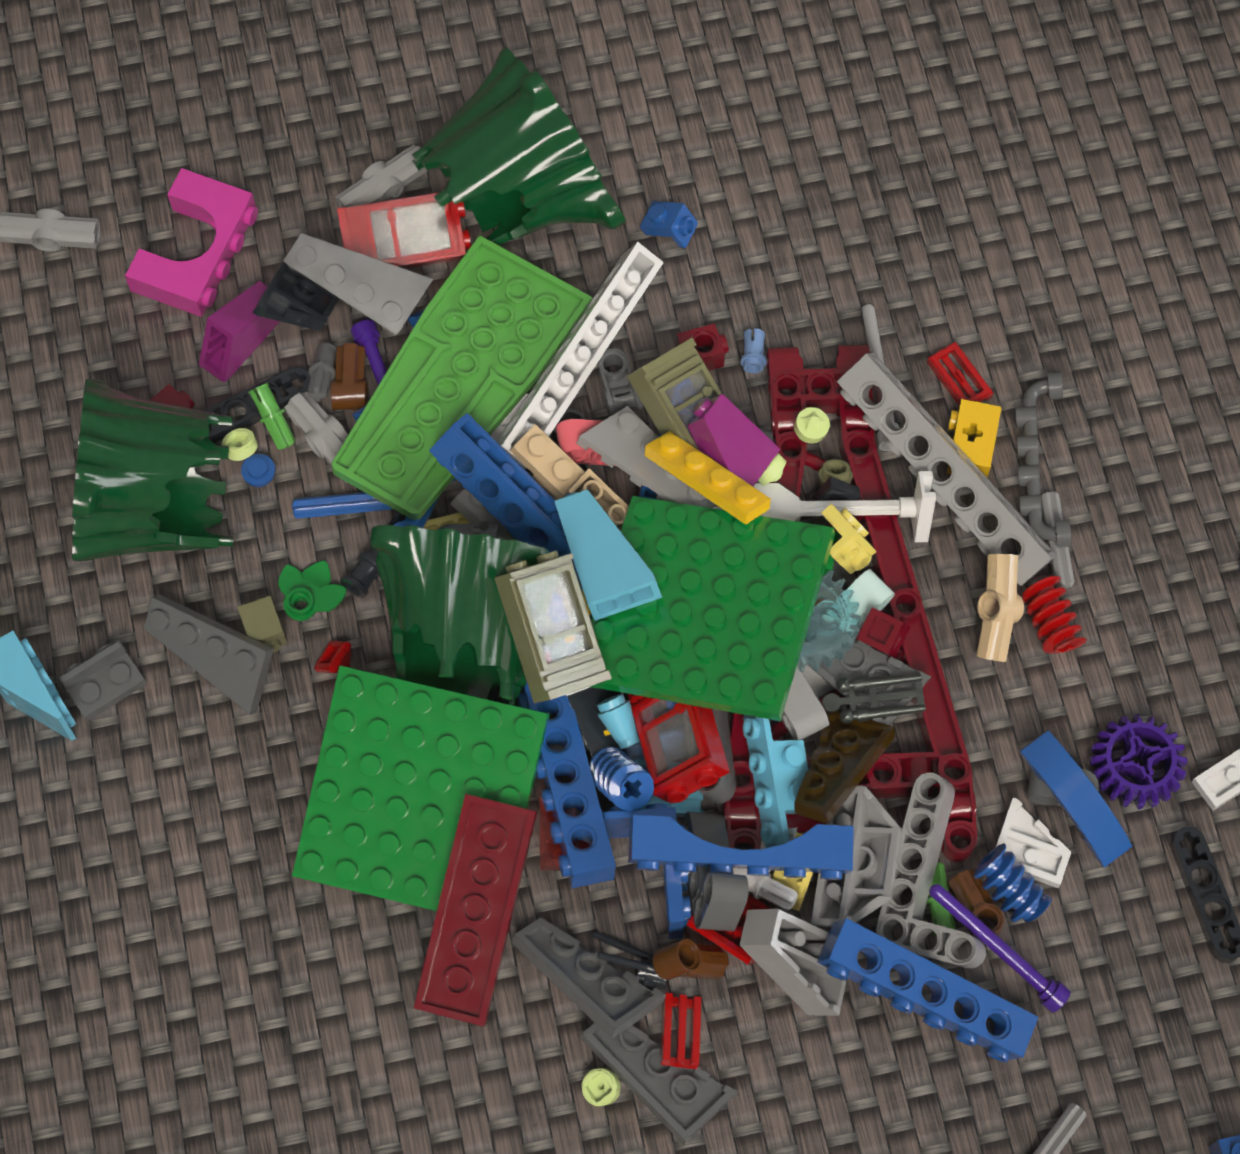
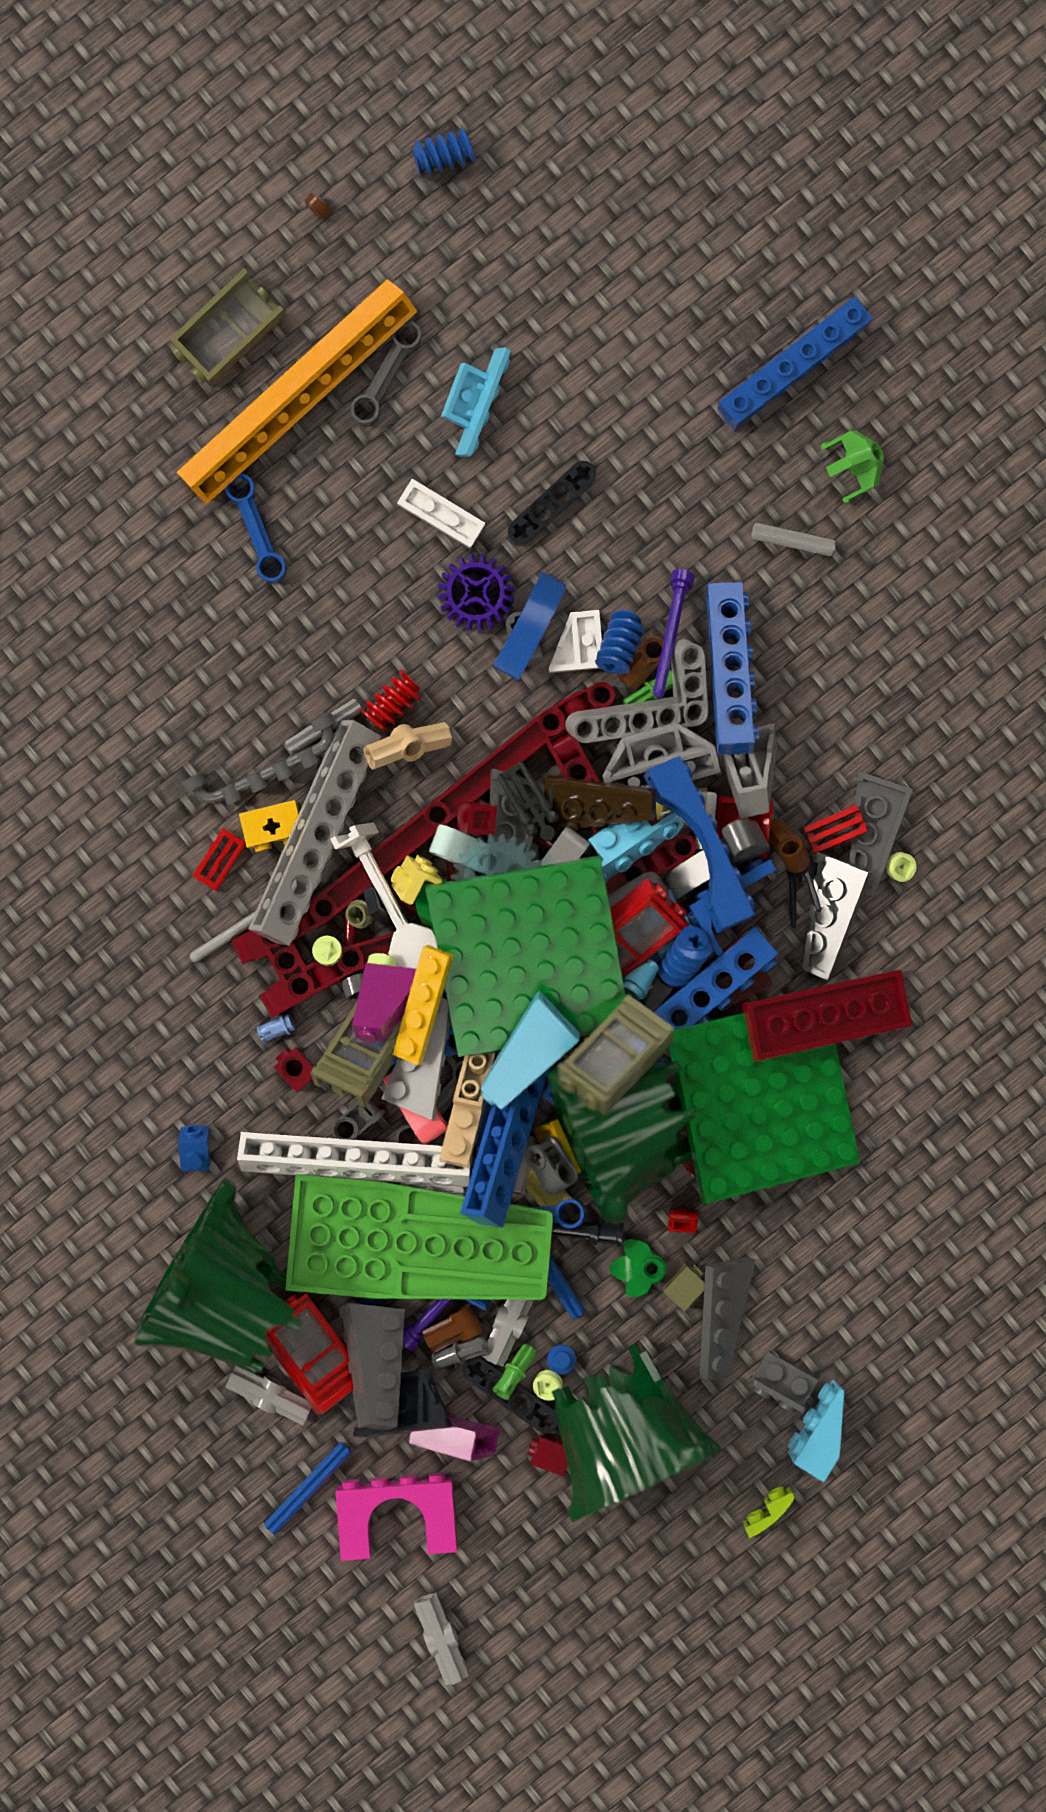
camera: 115 degrees left, 20 degrees up
(270, 178) = (308, 1488): none -> blue axle

